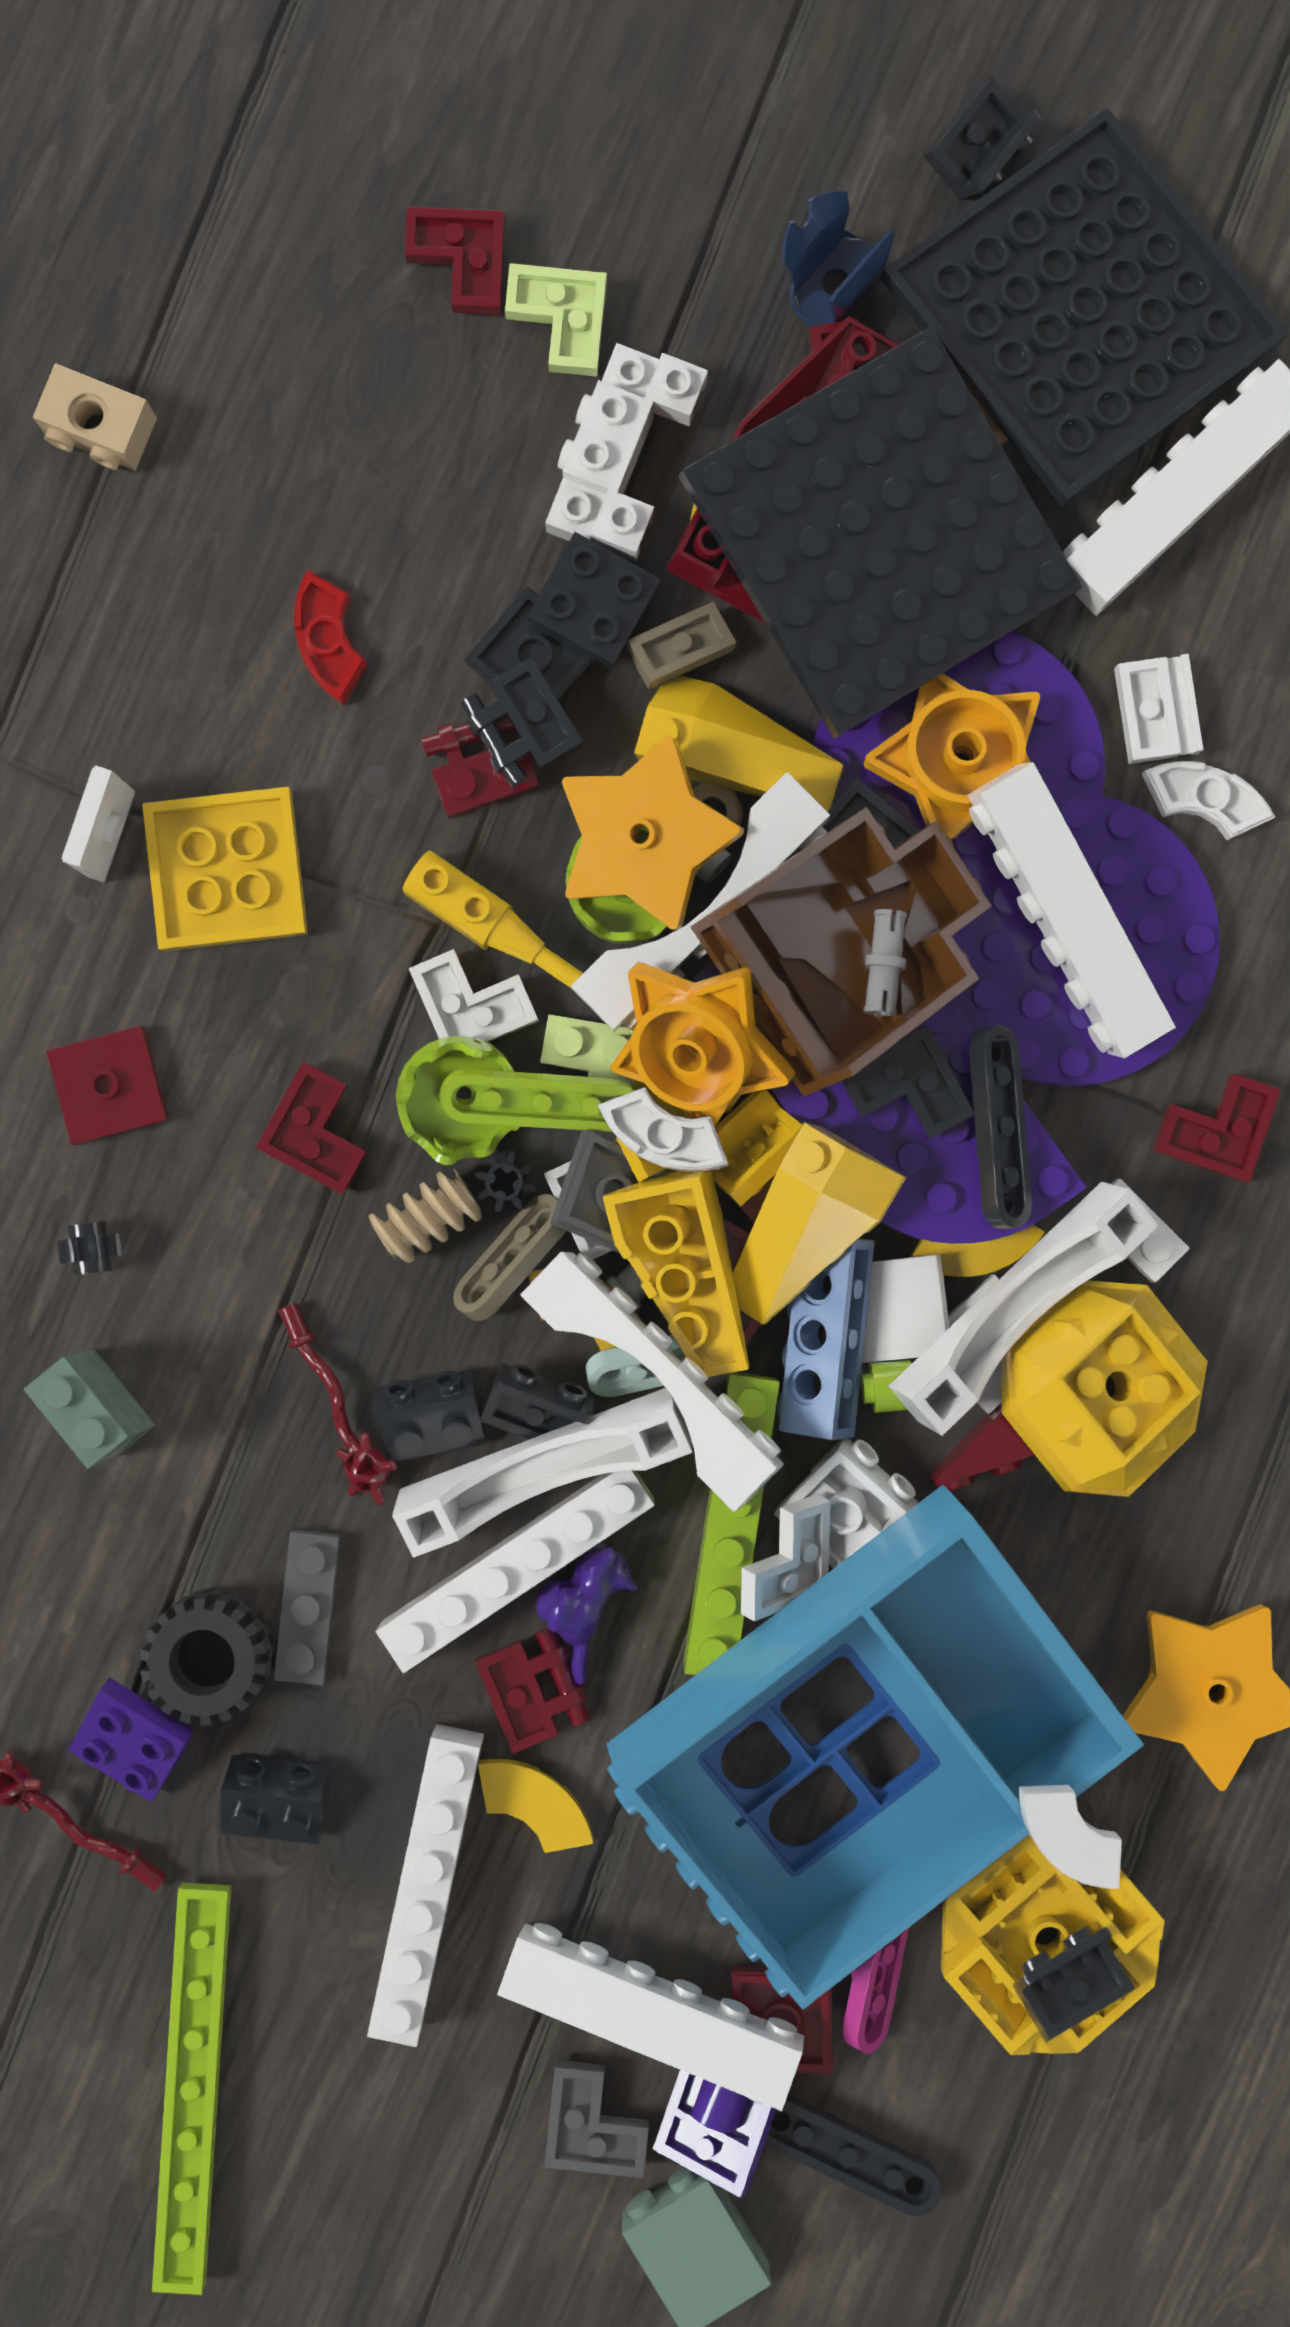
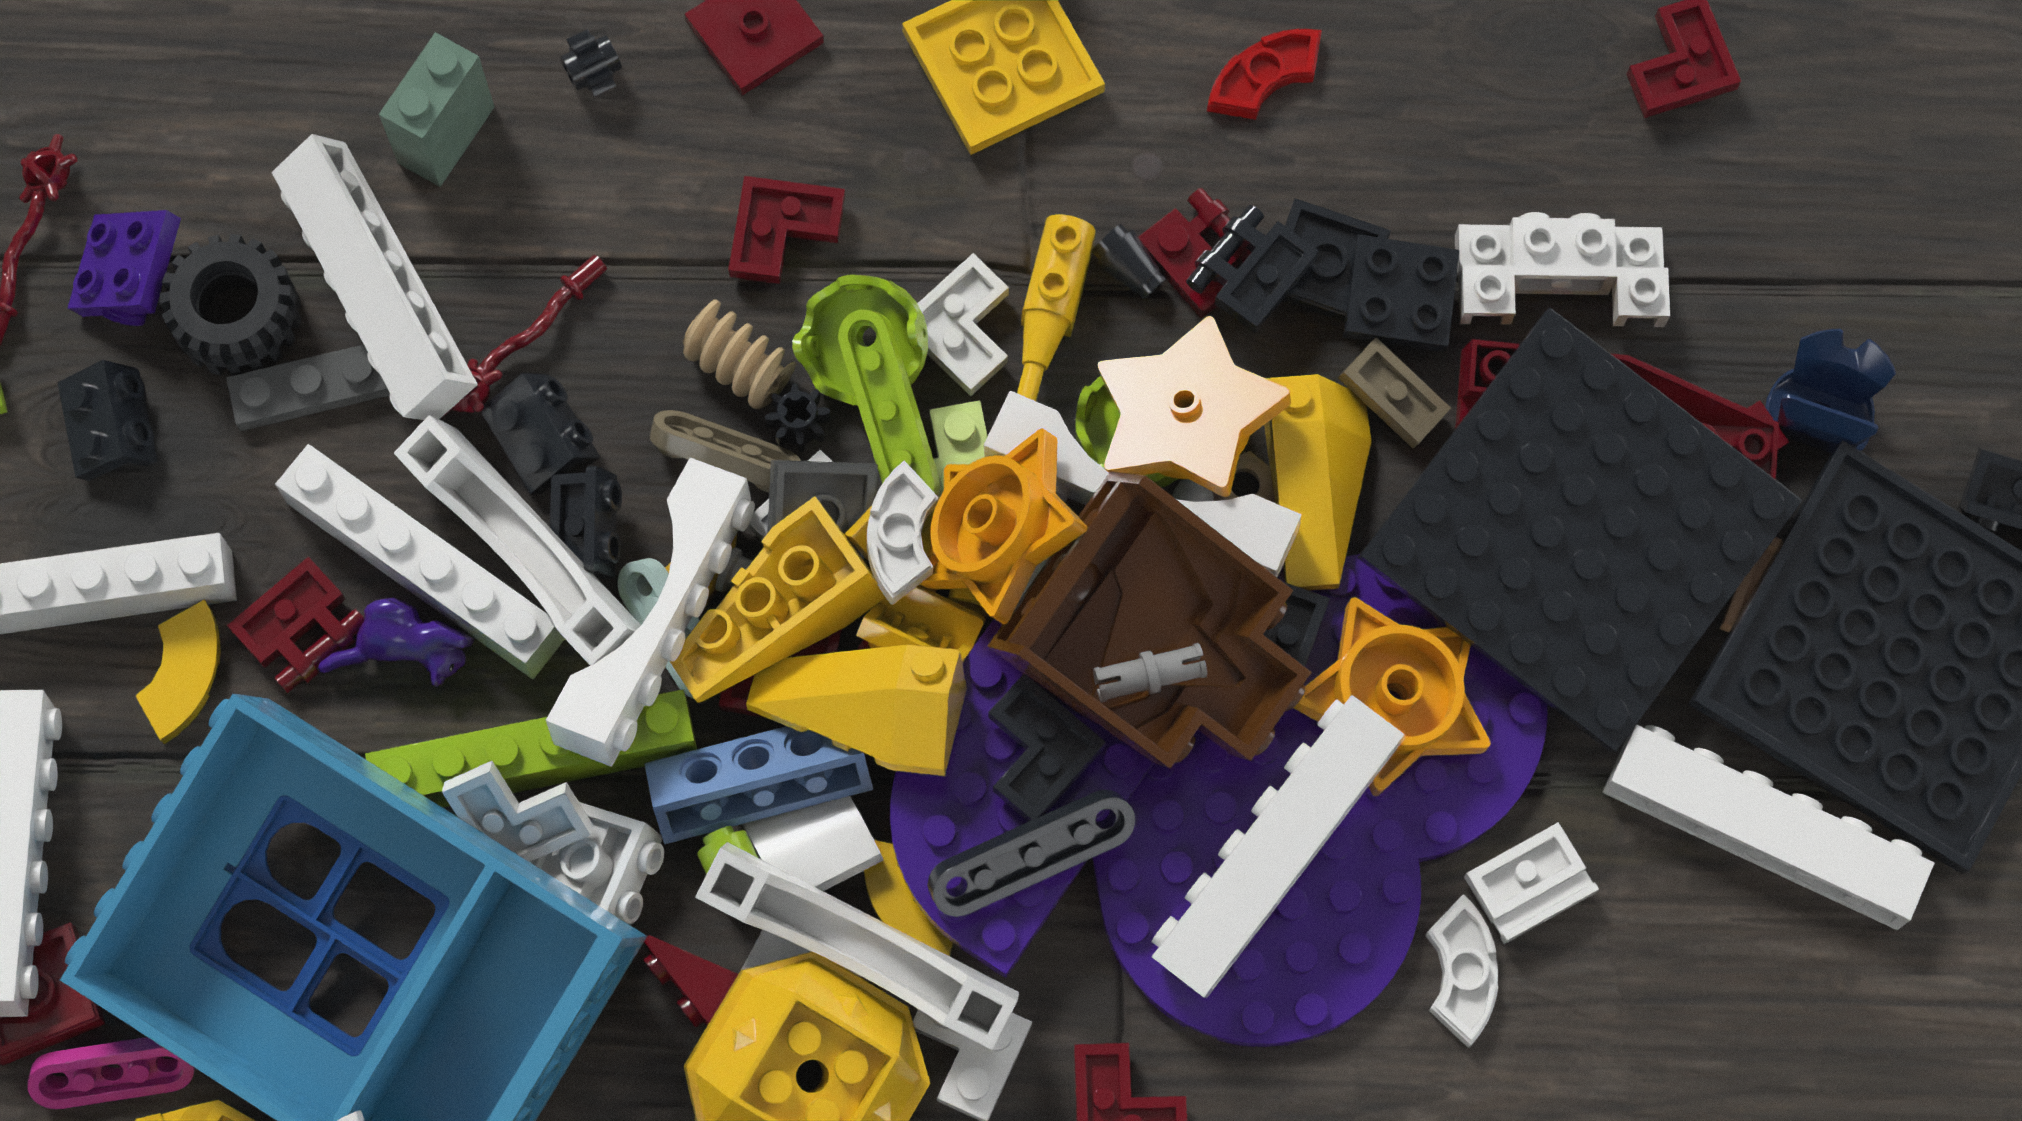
camera: 70 degrees right, 15 degrees down
(233, 1519) = (373, 279): none -> white brick
(467, 831) = (1128, 261): none -> black cone
(568, 301) = (1679, 178): yellowish green plate -> none

